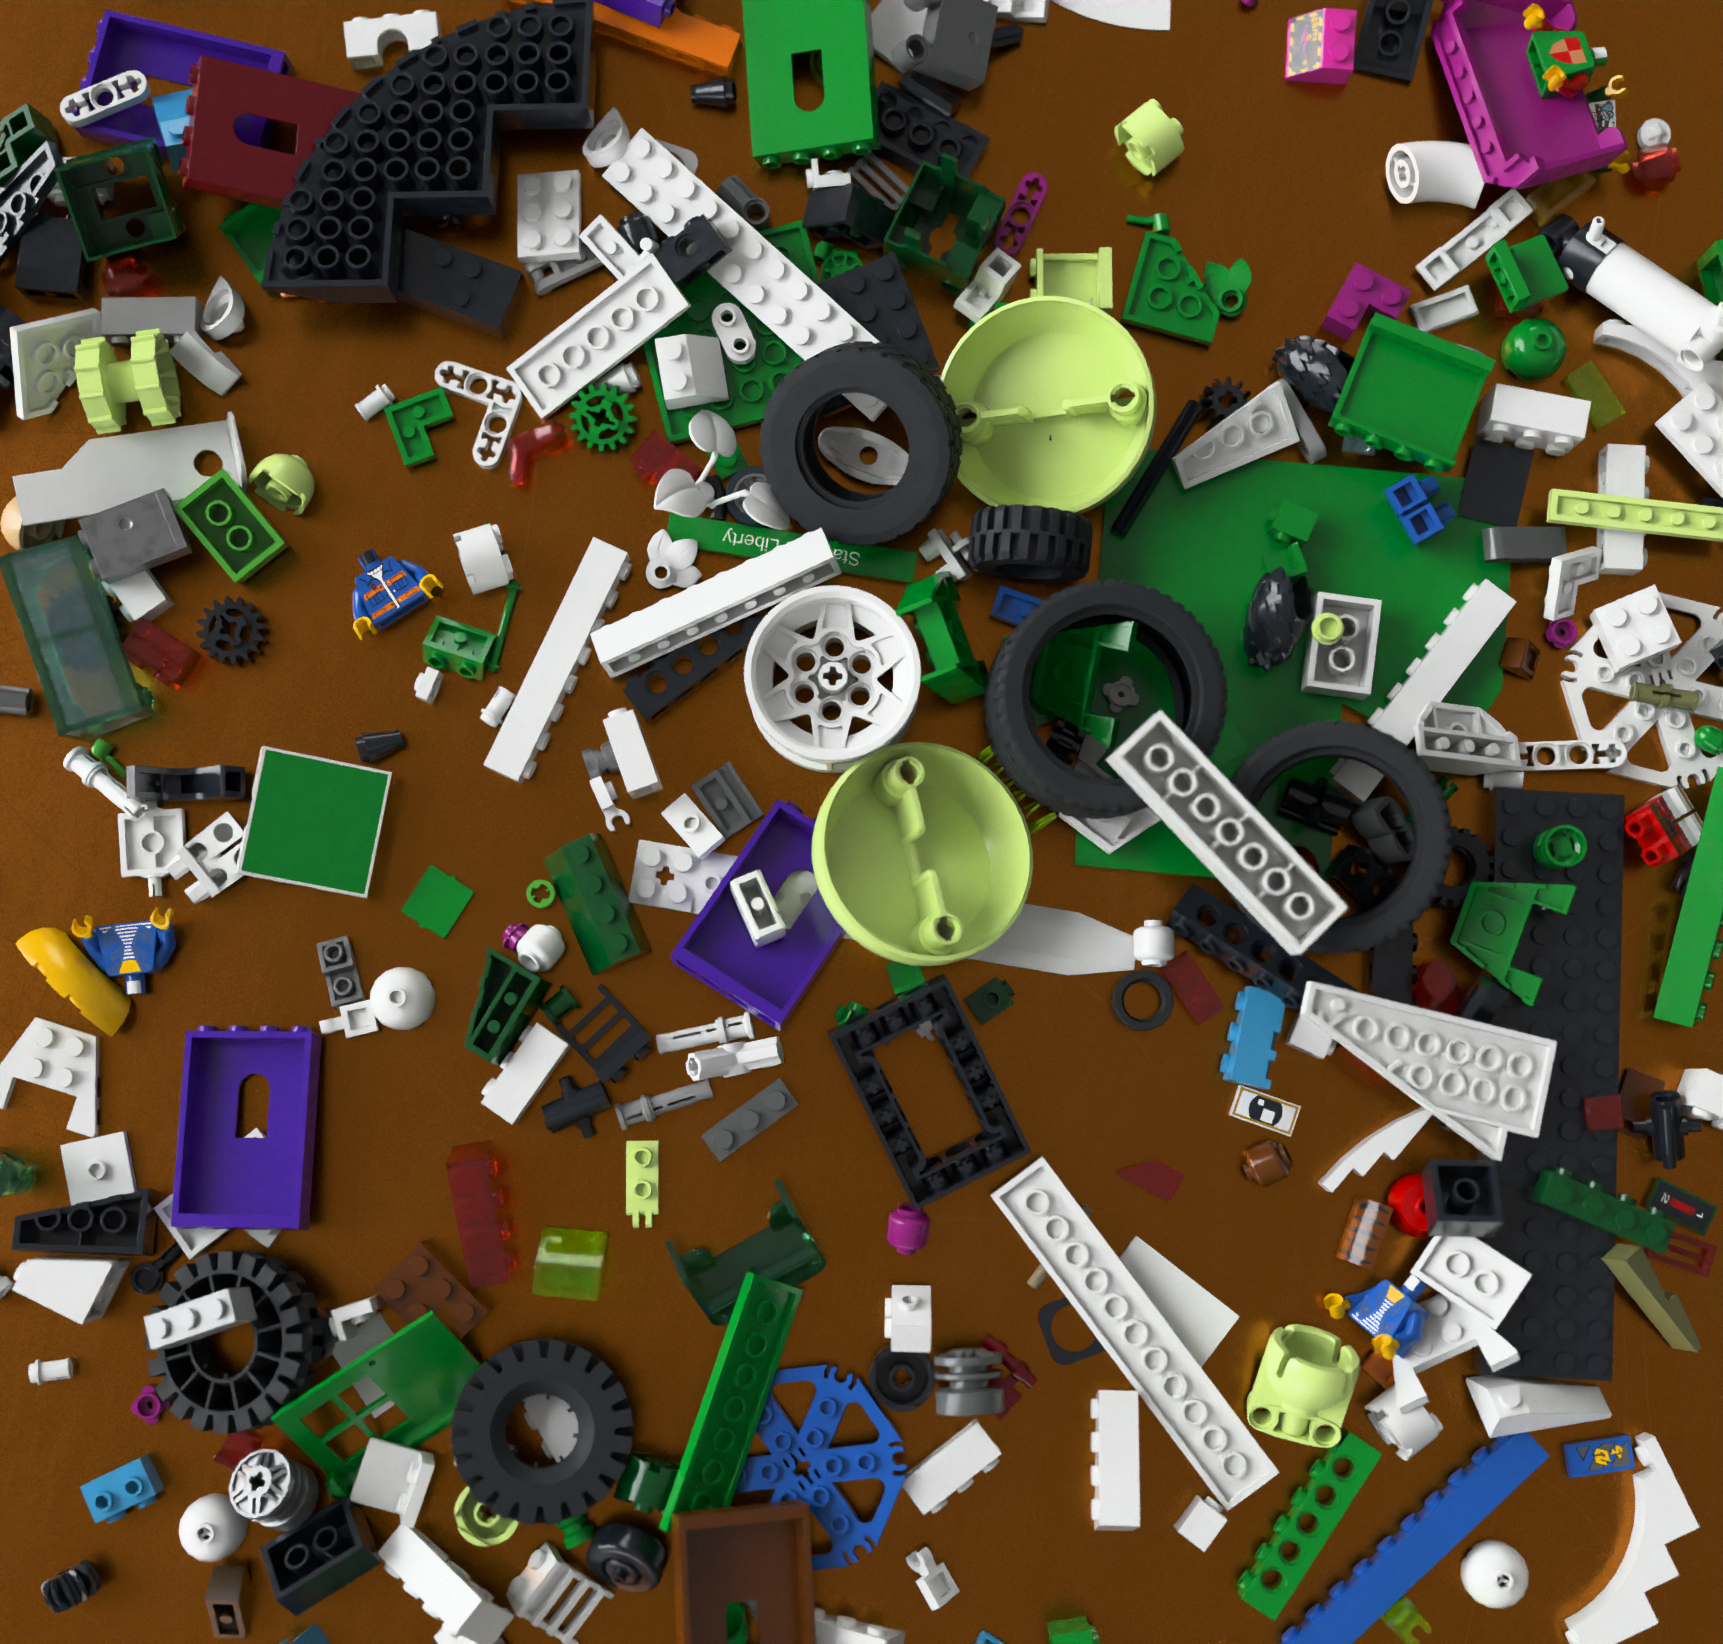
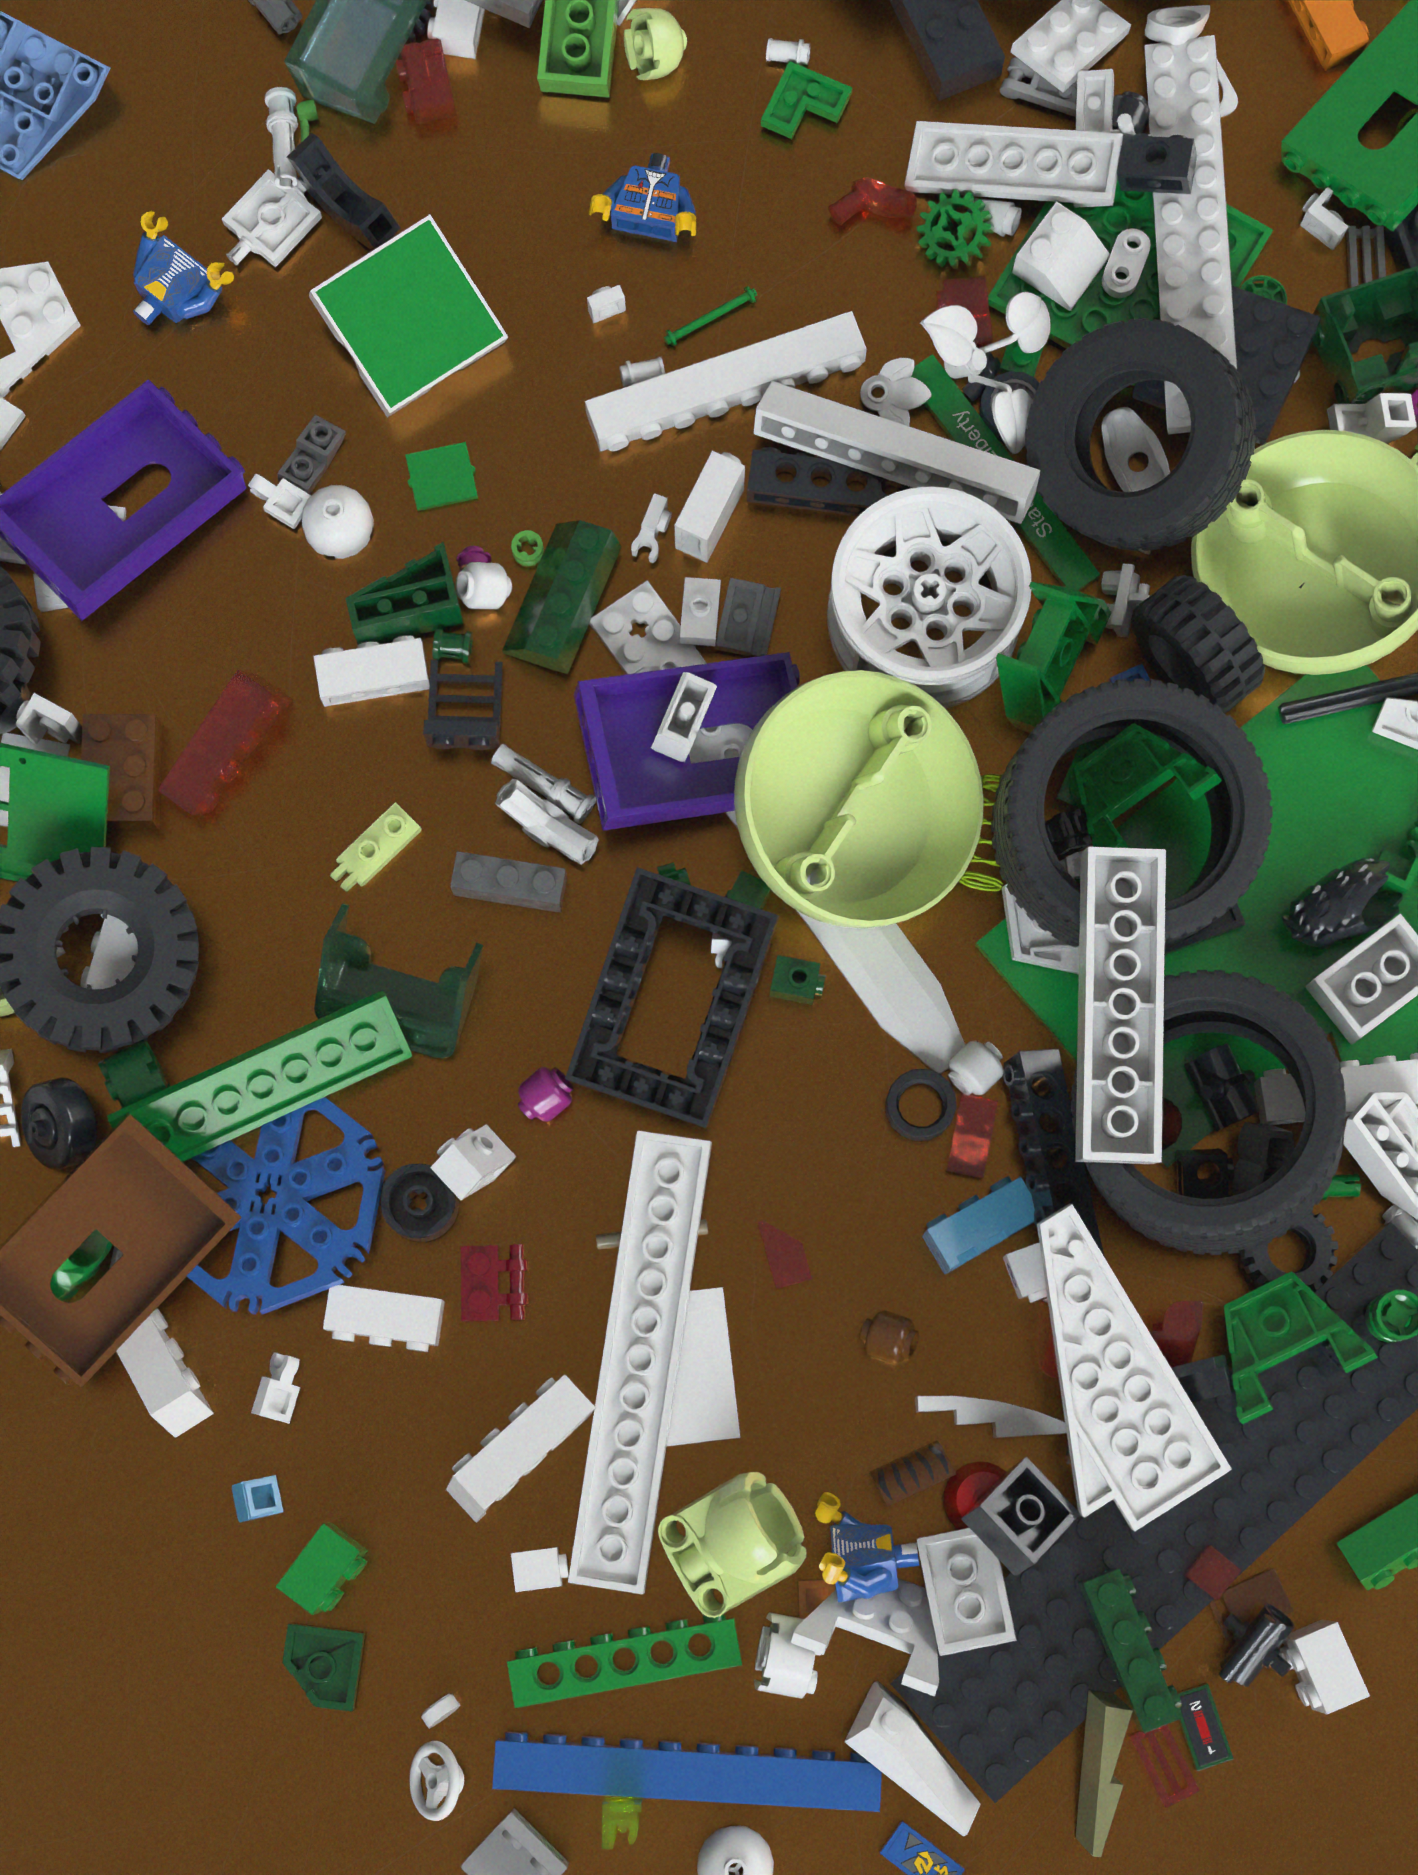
camera: 45 degrees right, 5 degrees down
(75, 975) = (110, 256): yellow brick -> none
(205, 860) = (300, 267): white hips -> none
(243, 625) = (488, 106): black gear -> none
(376, 745) = (519, 310): black cone -> none
(458, 647) = (658, 297): green bracket -> none
(482, 558) = (748, 245): white brick -> none
(496, 407) = (877, 145): white beam -> none
(570, 1263) = (253, 851): clear neon green slope -> none
(576, 1107) = (384, 737): black pin -> none
(576, 1531) = (44, 1058): green wheel -> none
(599, 761) = (676, 487): flat silver wheel -> none
(648, 1107) = (440, 794): light grey pin -> none
(715, 92) = (1303, 68): black cone -> none
(744, 202) = (1239, 173): dark grey piece -> none
(824, 250) = (1267, 268): green hand -> none
(848, 214) = (1313, 255): black brick -> none
(969, 1383) = (467, 1256): dark grey wheel -> none
(1060, 1355) = (562, 1317): black piece -> none
(1125, 686) = (1150, 833): white plate -> none
(1264, 1110) = (931, 1294): tile -> none
(1327, 628) = (1377, 948): yellowish green plate -> none
(1391, 968) = (1159, 1278): black brick -> none

